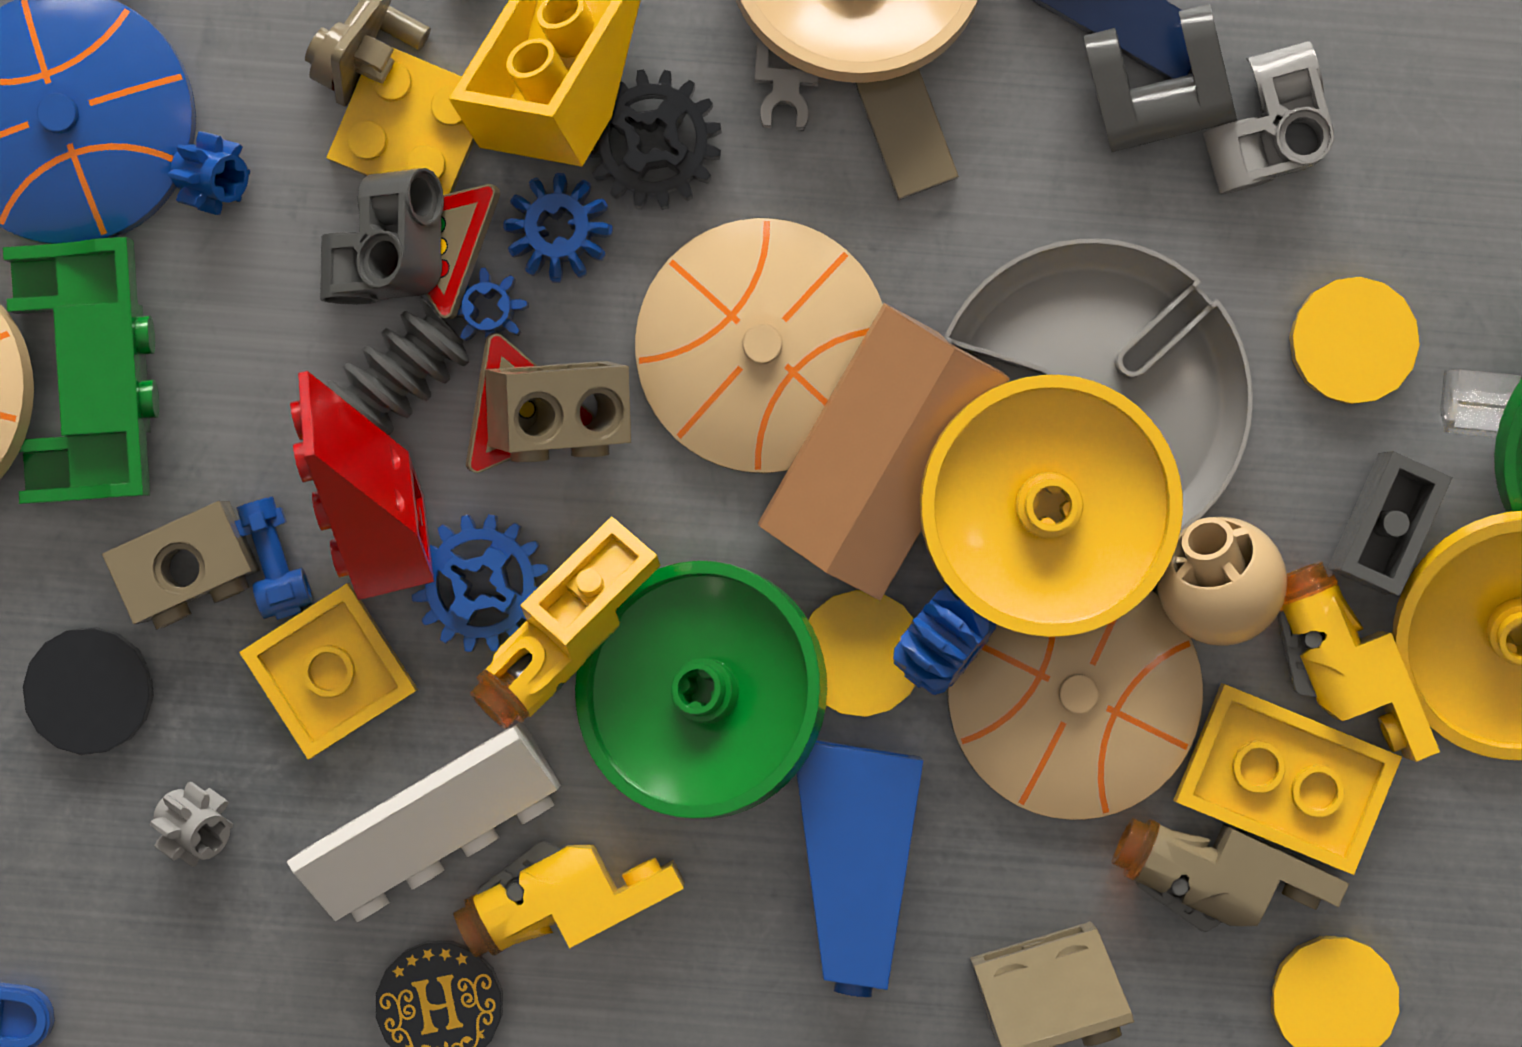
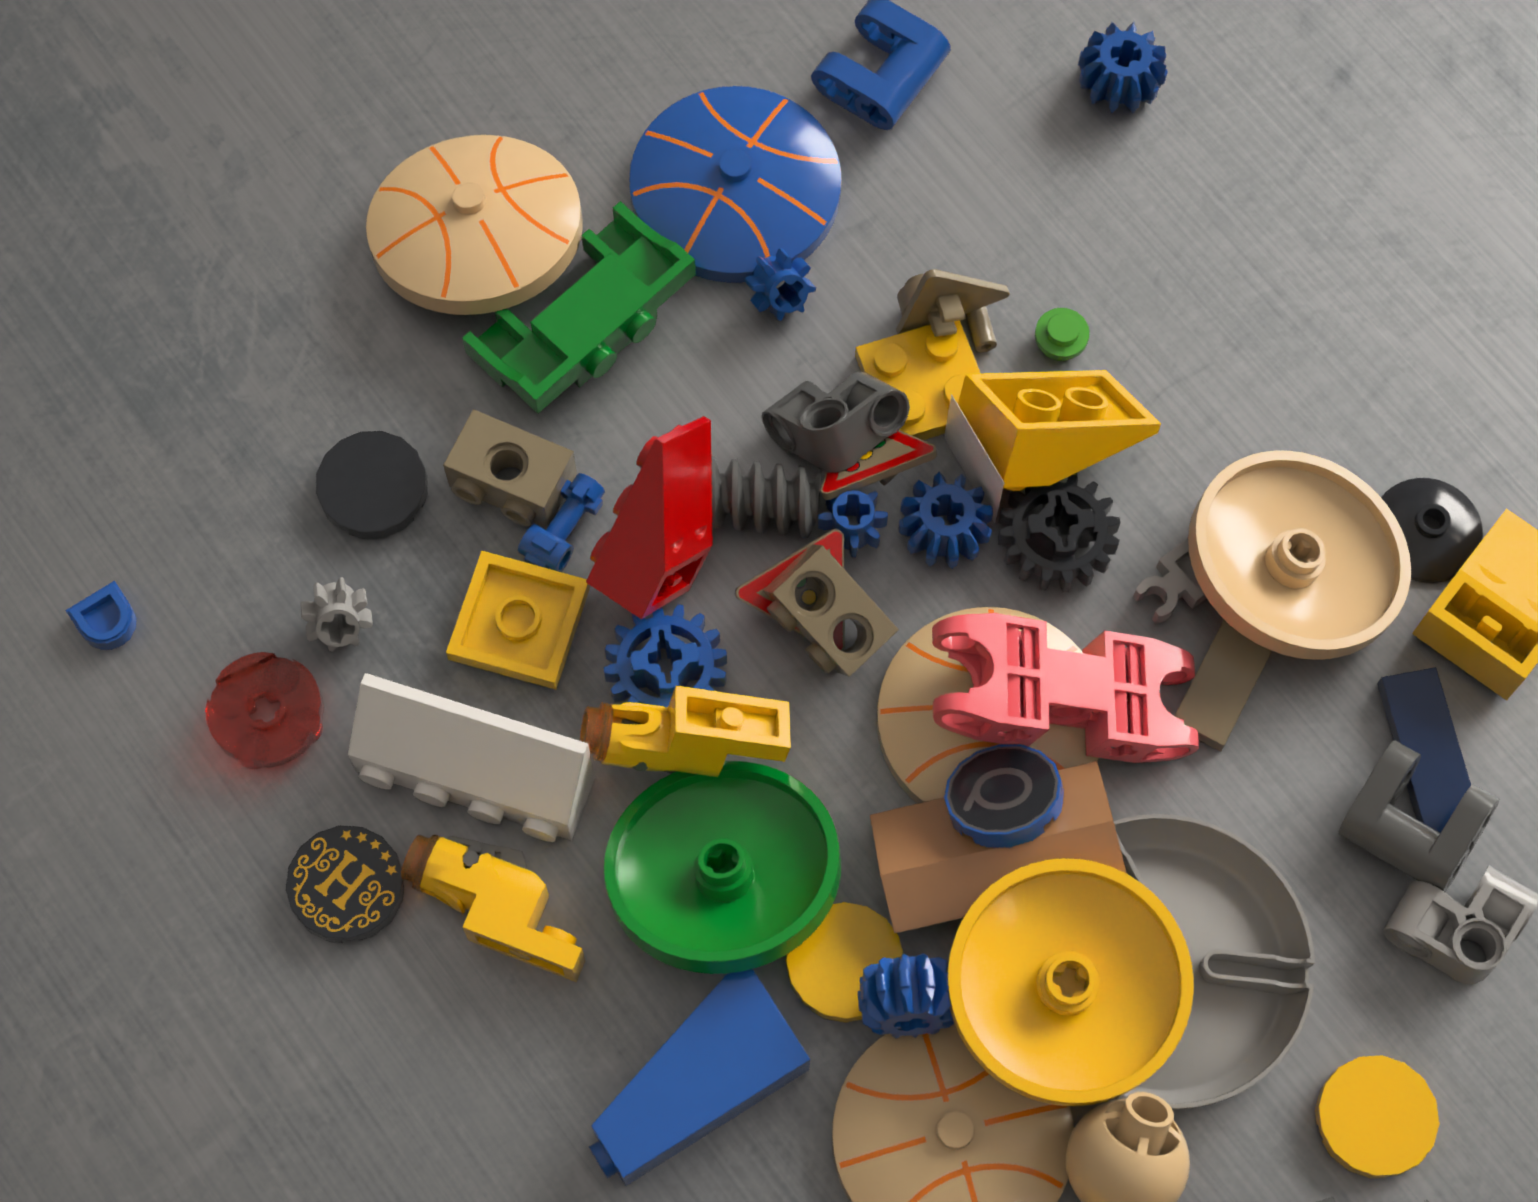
camera: 45 degrees right, 20 degrees down
(194, 969) = (260, 742): none -> clear red plate
(529, 159) = (973, 457): none -> white sticker
(771, 307) = (1028, 686): none -> coral piece
(850, 412) = (1004, 795): none -> tile

